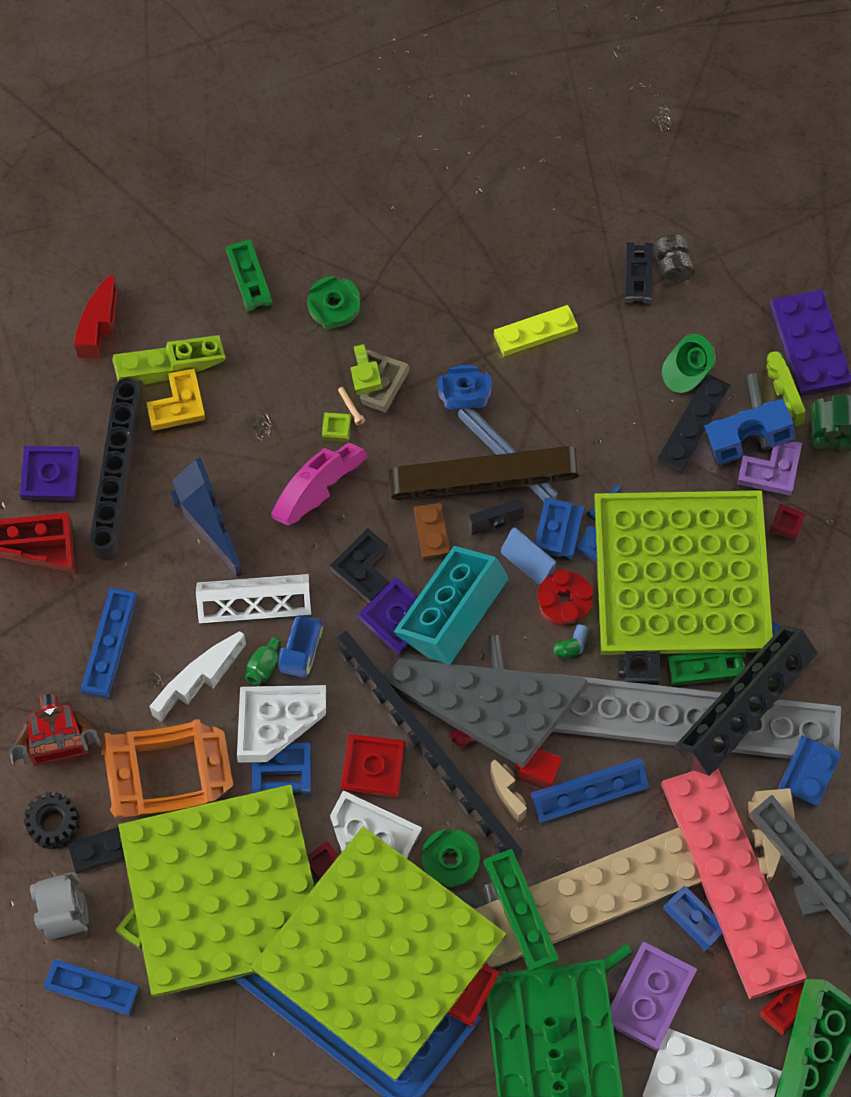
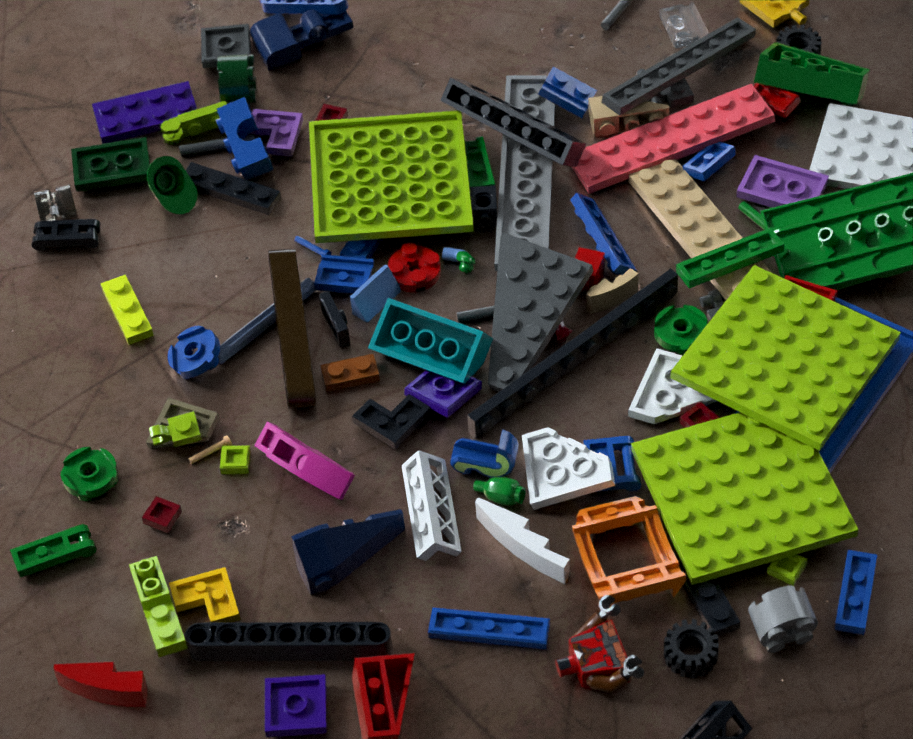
camera: 90 degrees left, 15 degrees down
(275, 363) = (161, 514): none -> dark red plate
(373, 766) = (598, 393): red plate -> none
(732, 310) = (110, 164): none -> dark green plate

